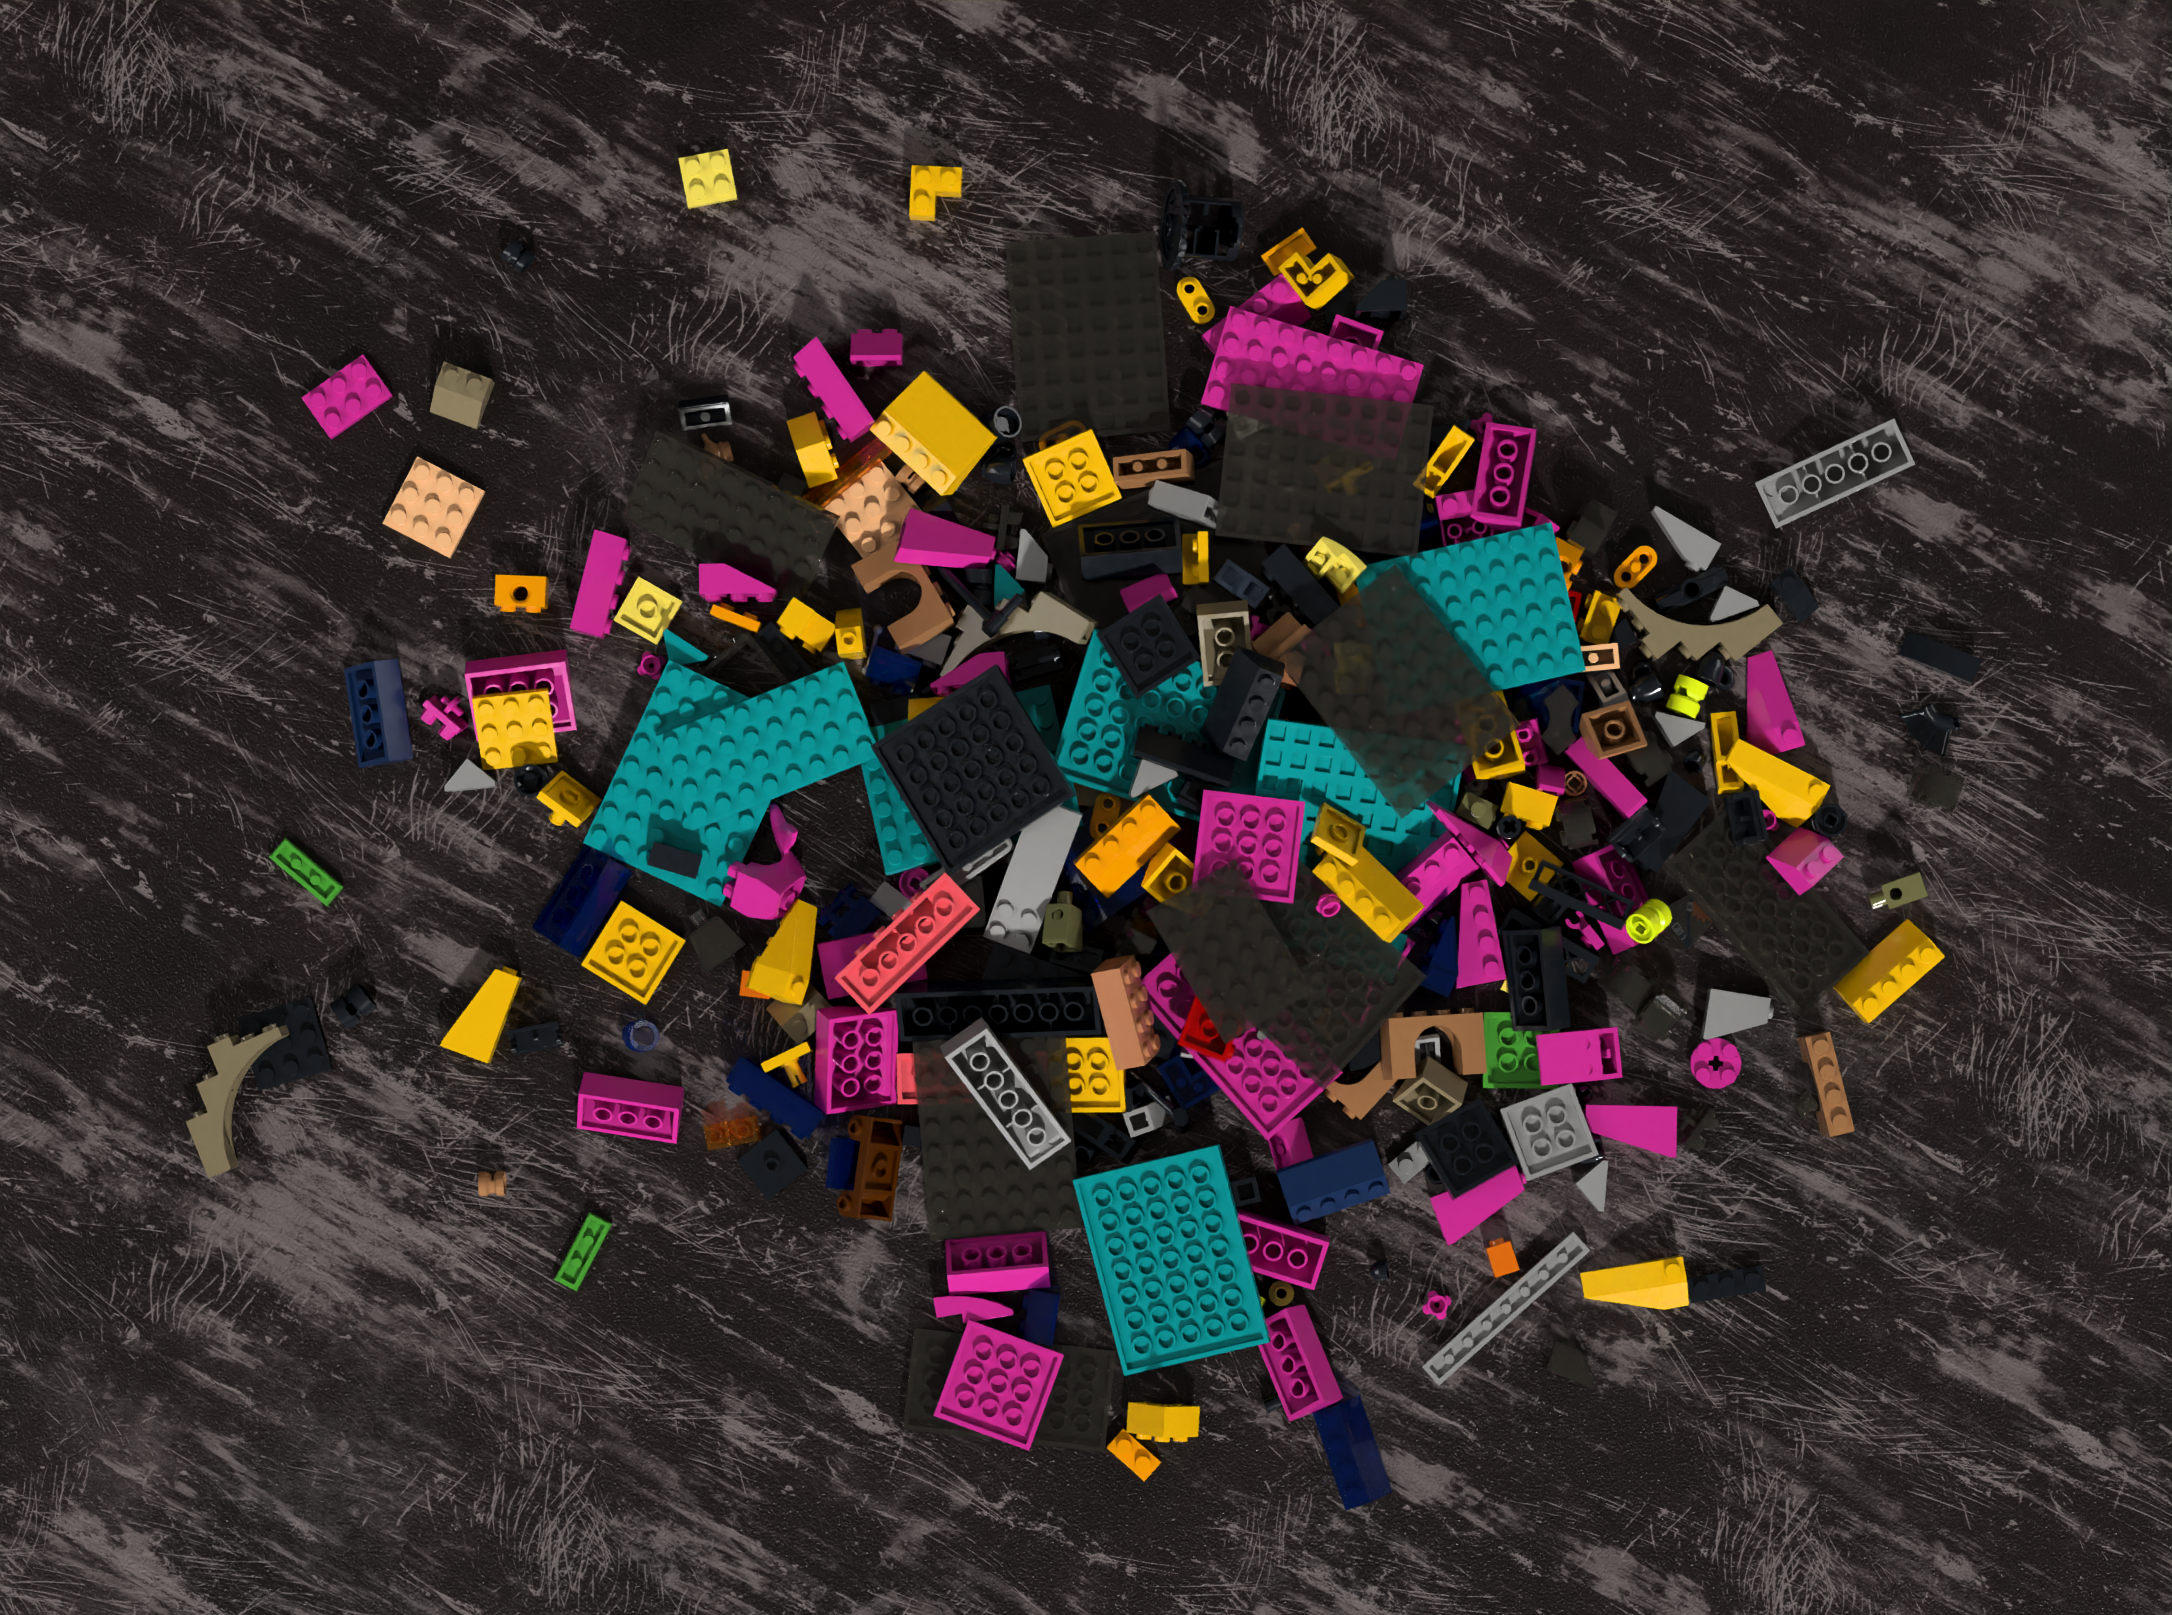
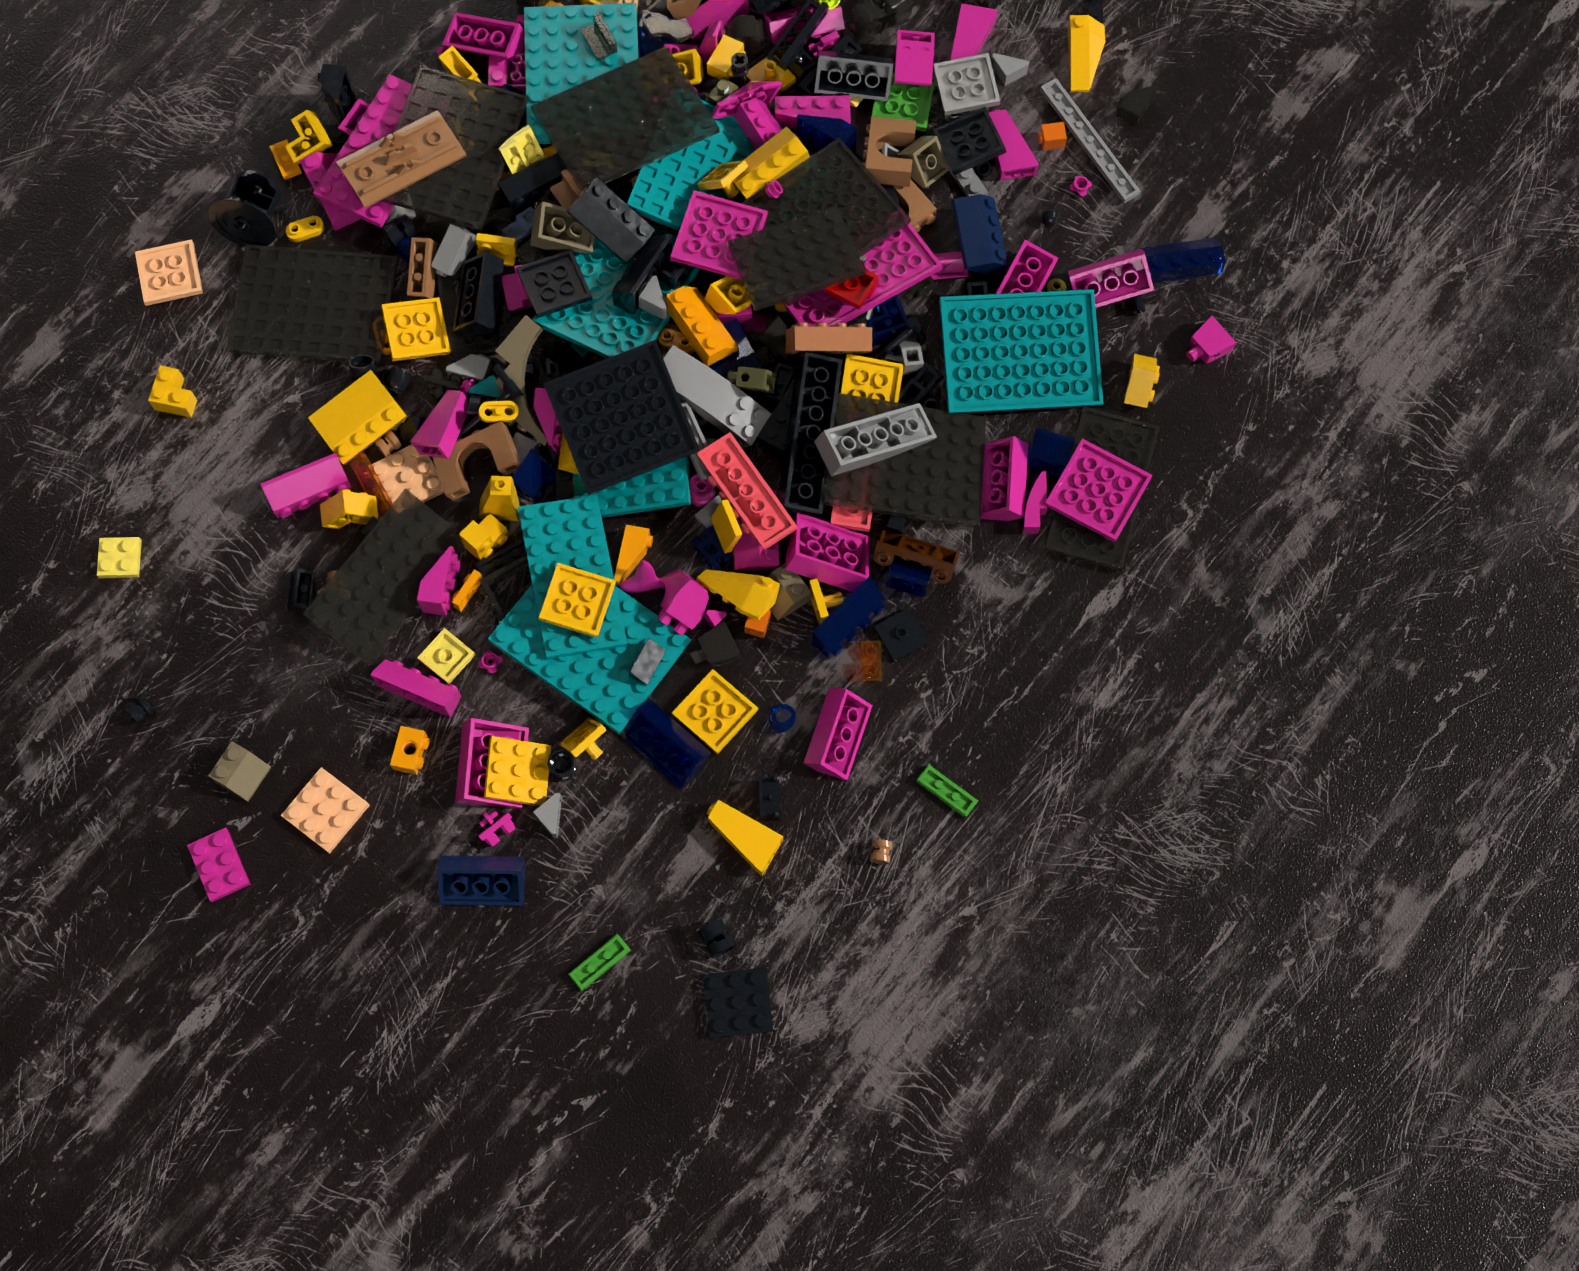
camera: 85 degrees left, 15 degrees down
(213, 1125) = (797, 1073): dark tan arch -> none
(681, 651) = (479, 636): teal slope -> none
(729, 761) = (577, 600): none -> yellow plate
(753, 931) = (713, 617): none -> dark pink slope
(829, 813) = (632, 551): none -> light orange slope
(863, 925) = (726, 526): none -> yellow tile
(876, 349) = (283, 450): dark pink slope -> none
(963, 611) = (498, 411): none -> yellow plate
(1100, 141) = (168, 272): none -> light nougat plate
(1133, 1454) = (1163, 409): light orange plate -> none
(1235, 1502) = (1210, 342): none -> dark pink torso
(1289, 412) = (401, 159): none -> medium nougat hinge
(1515, 632) = (599, 38): none -> clear smoke panel

